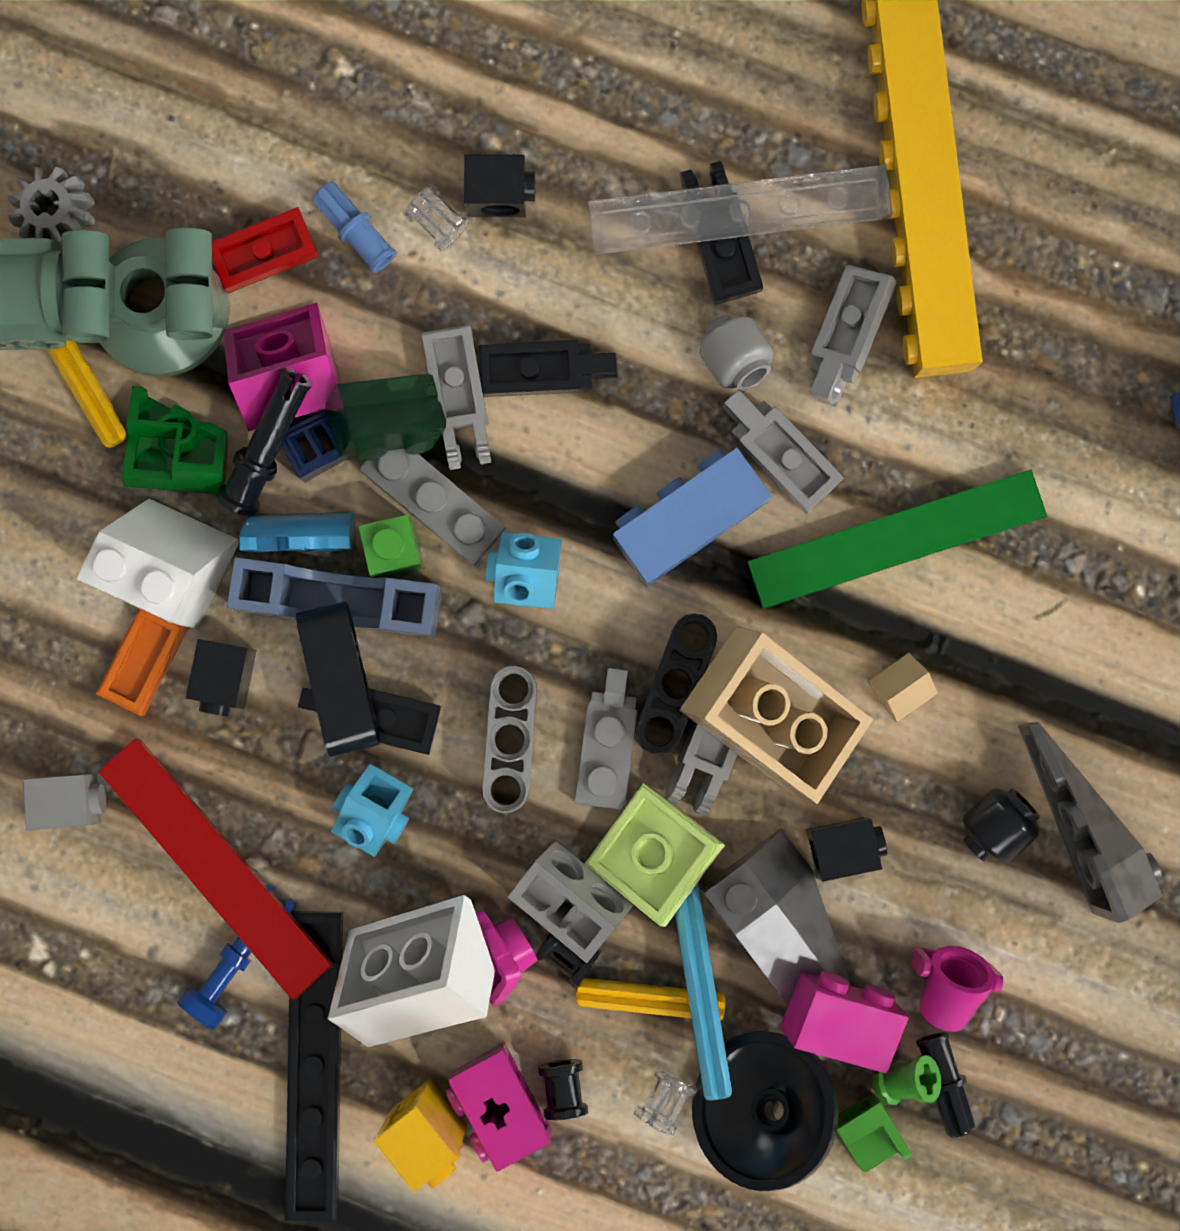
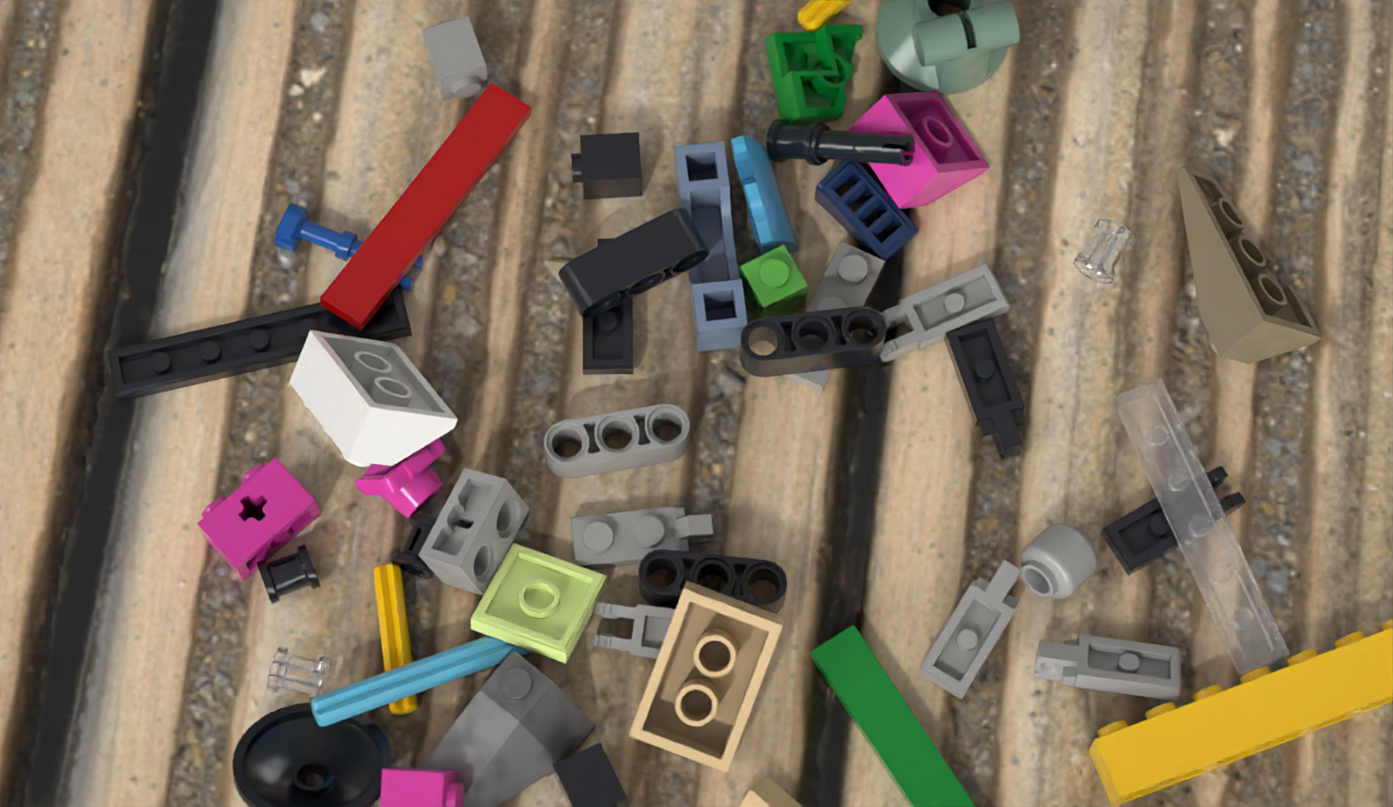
camera: 70 degrees right, 15 degrees down
(141, 662) = (605, 97): orange tile -> none
(160, 562) = (699, 80): white slope -> none
(263, 250) = (1024, 104): red plate -> none
(354, 227) = (1072, 180): medium blue axle -> none
(371, 810) = (516, 328): medium azure brick -> none
(385, 416) = (896, 246): clear green brick -> none
(422, 1137) = (220, 438): yellow brick -> none
(461, 500) = (831, 325): none -> black beam
(497, 185) = (1152, 297): black brick -> none
(515, 103) = (1235, 291): none -> dark tan wedge
(525, 570) = (785, 413): medium azure brick -> none
(690, 515) = (882, 556): medium blue brick -> none

